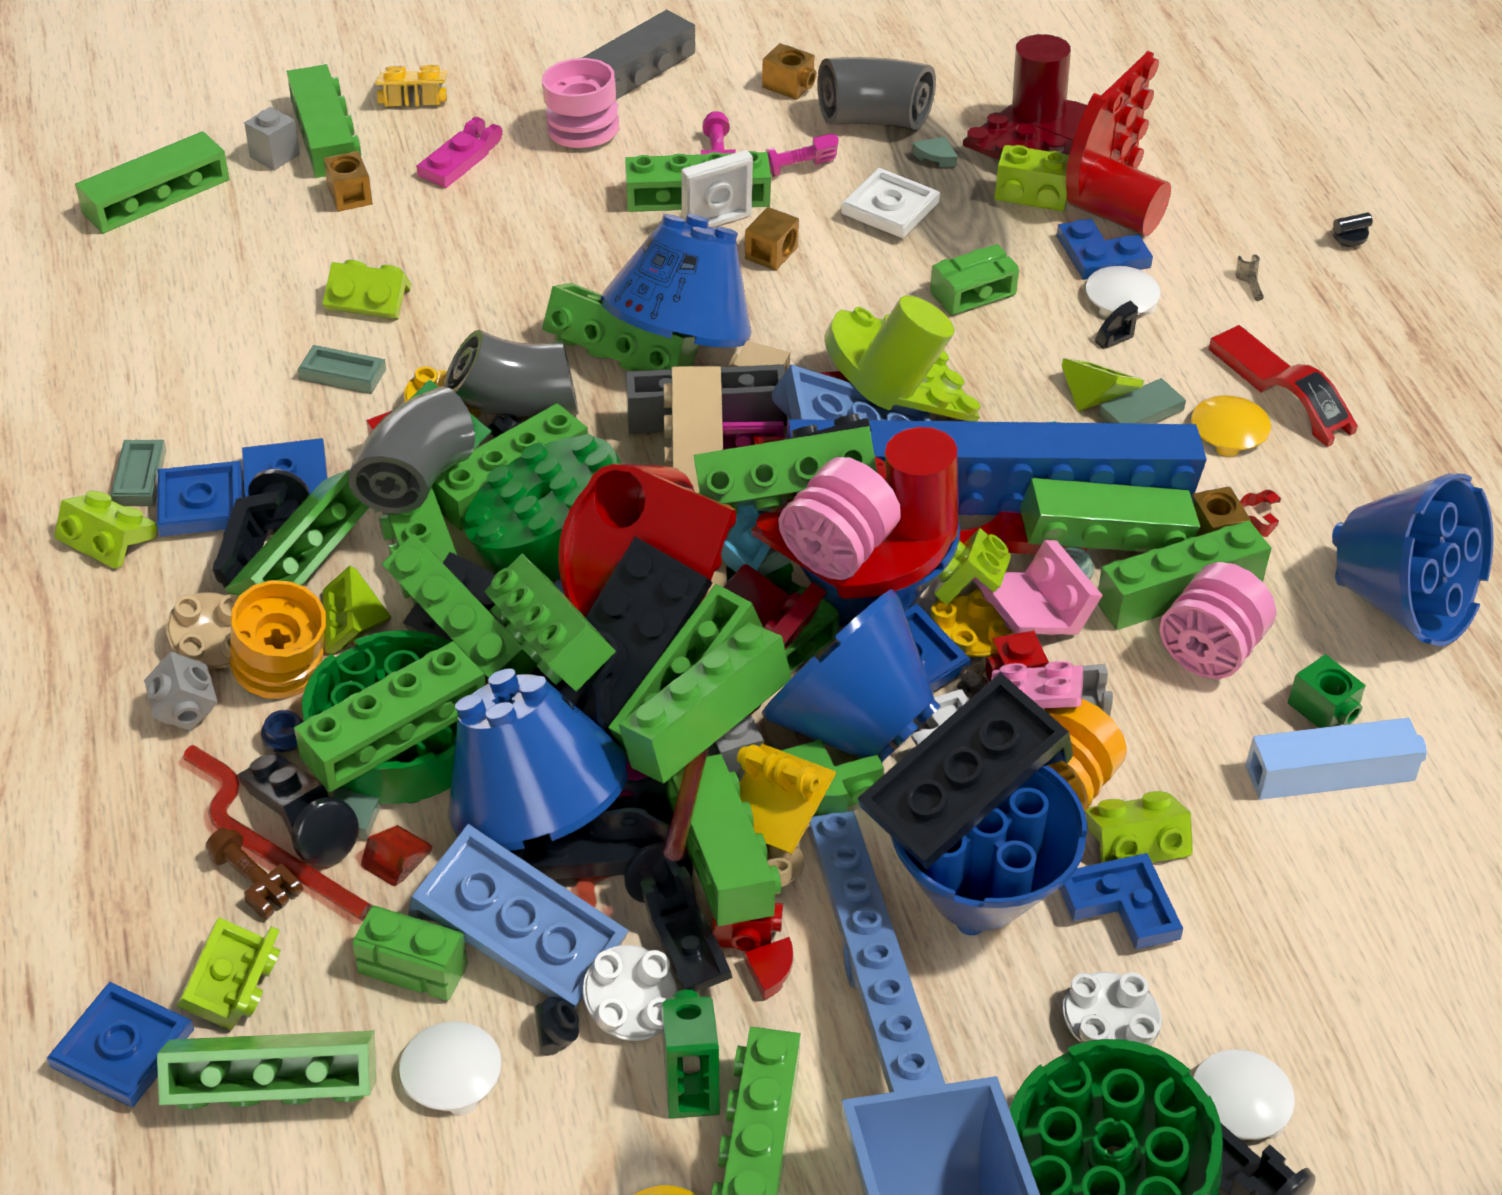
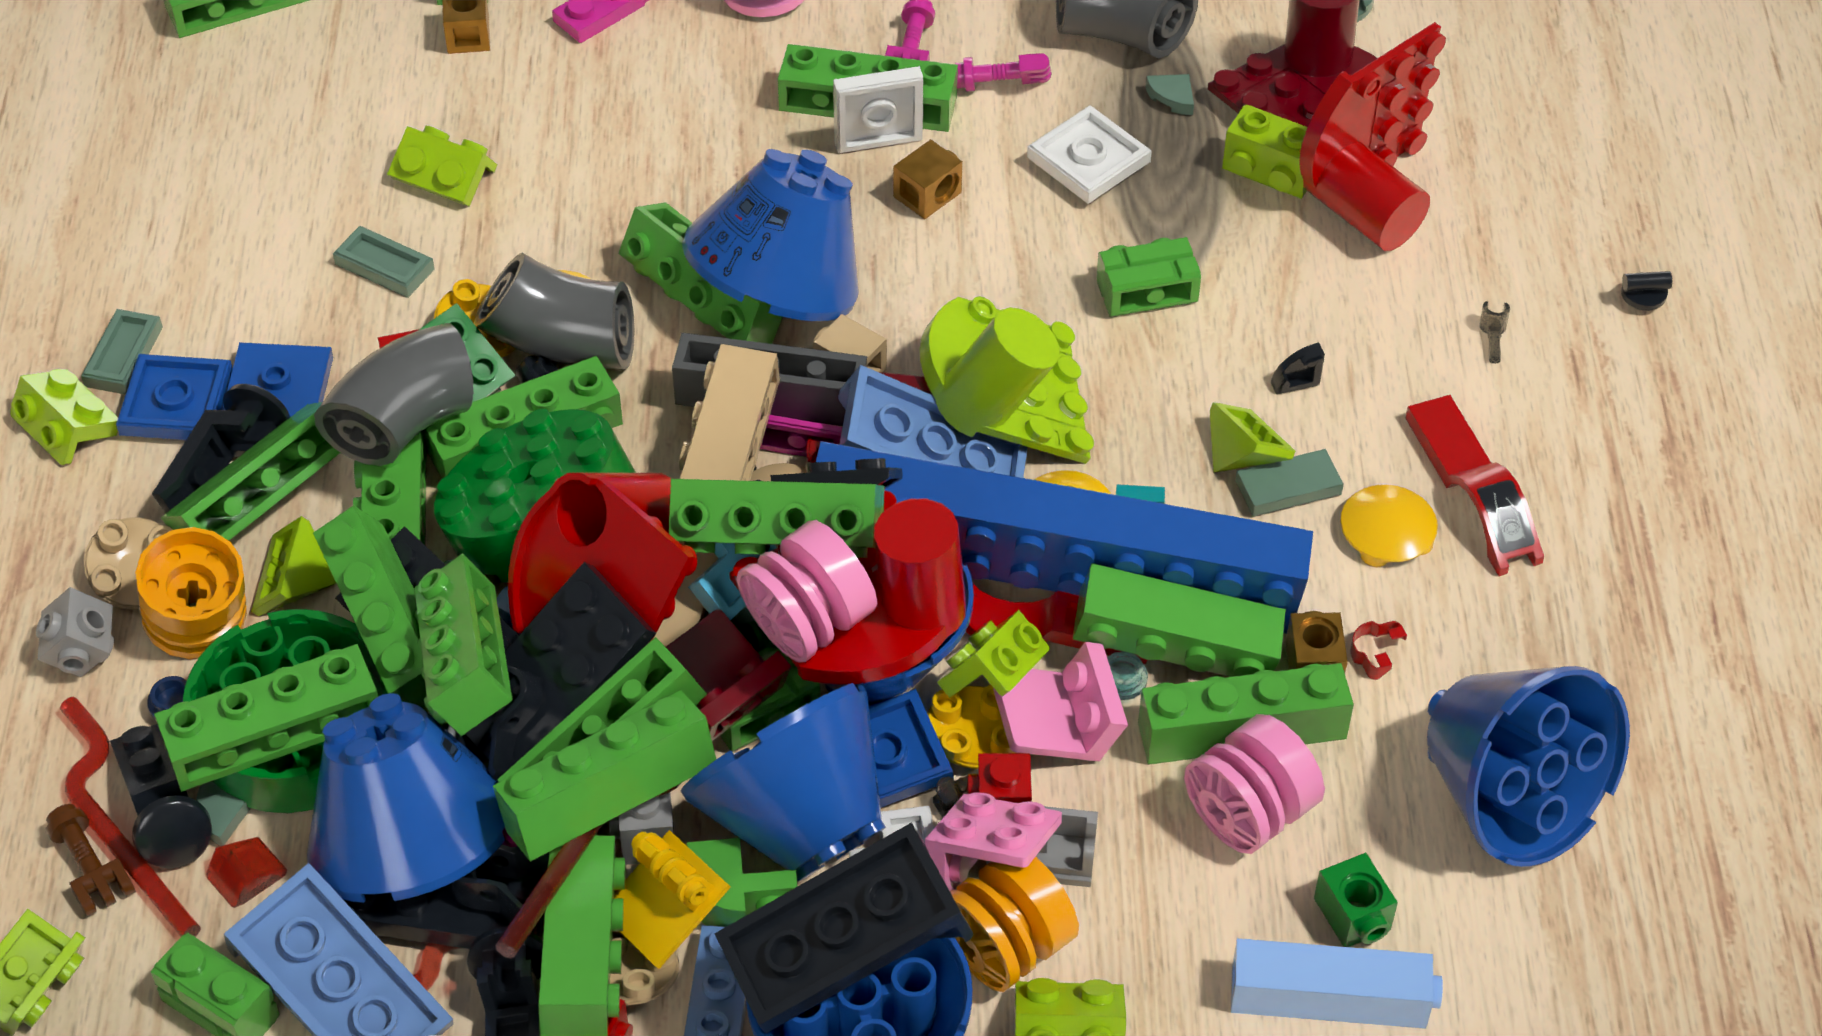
camera: 15 degrees right, 5 degrees up
(1092, 252) = (1316, 269): blue plate -> none
(1119, 284) = (1328, 317): white dish -> none

